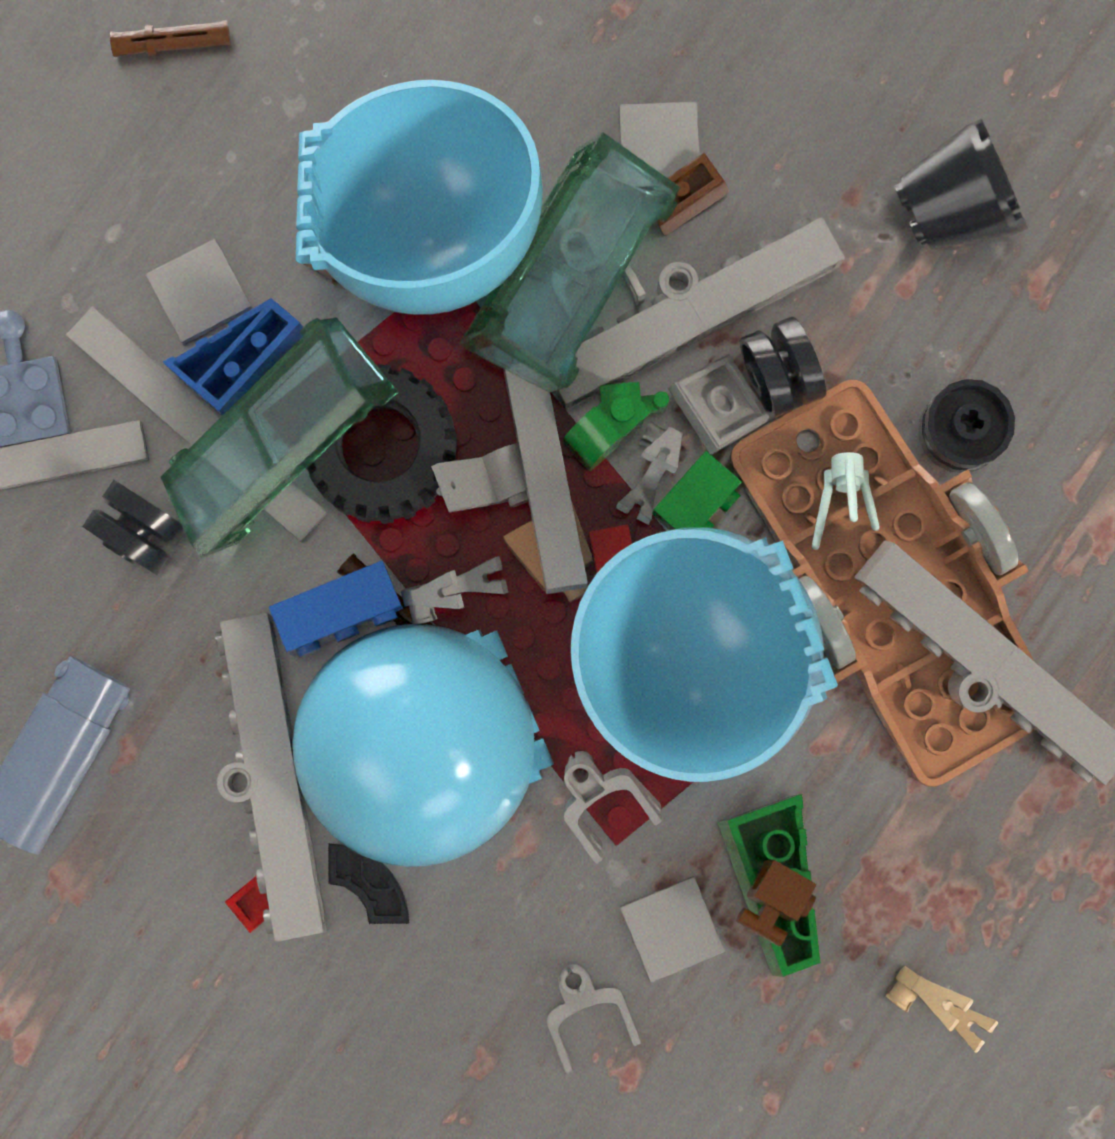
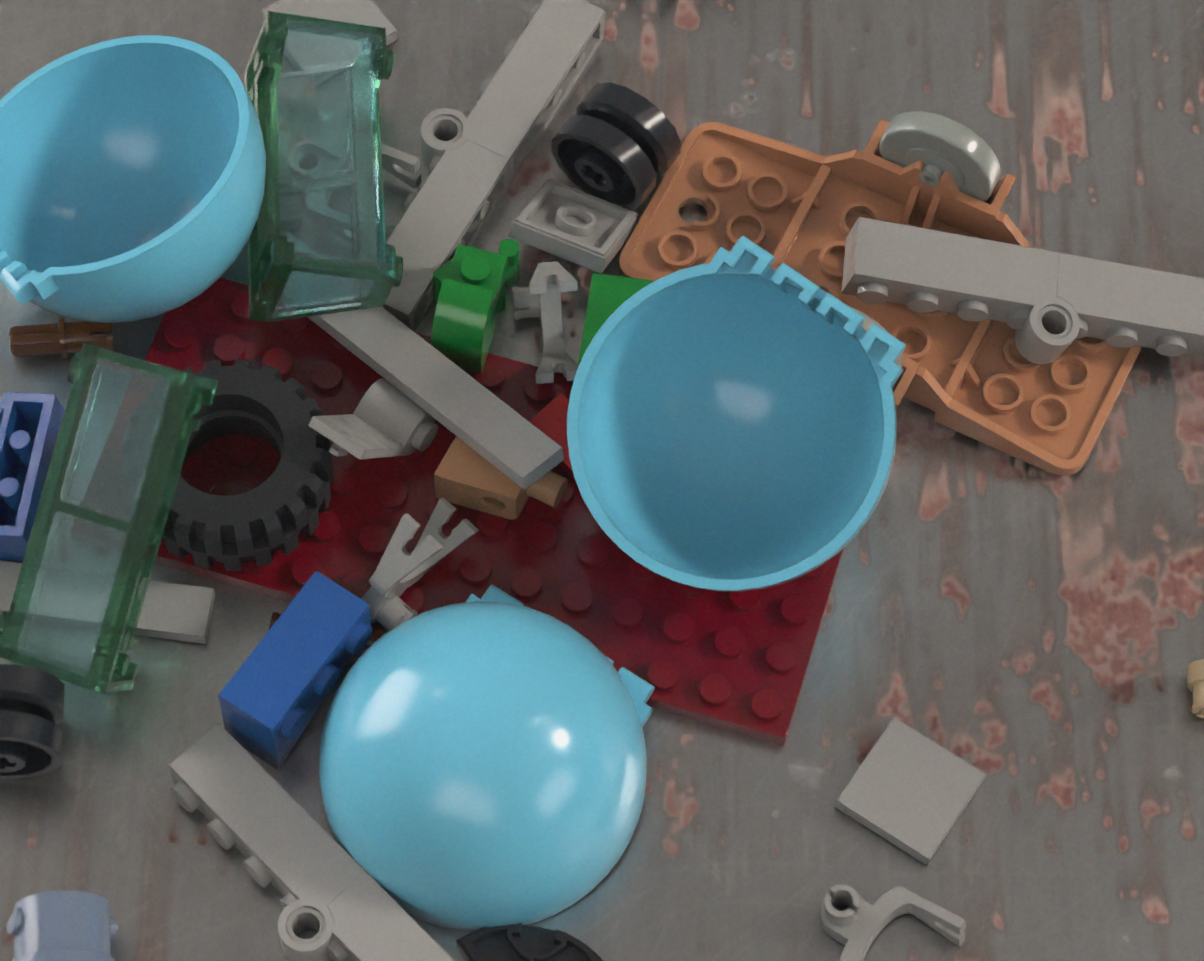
camera: 30 degrees left, 20 degrees down
(592, 786) = (714, 680): light grey piece -> none
(699, 189) = (409, 37): reddish brown slope -> none
(778, 835) = (985, 661): green wedge -> none
(780, 894) = (1000, 652): reddish brown brick -> none
(848, 475) = (763, 206): light aqua plant -> none
(986, 413) = (844, 93): black wheel -> none

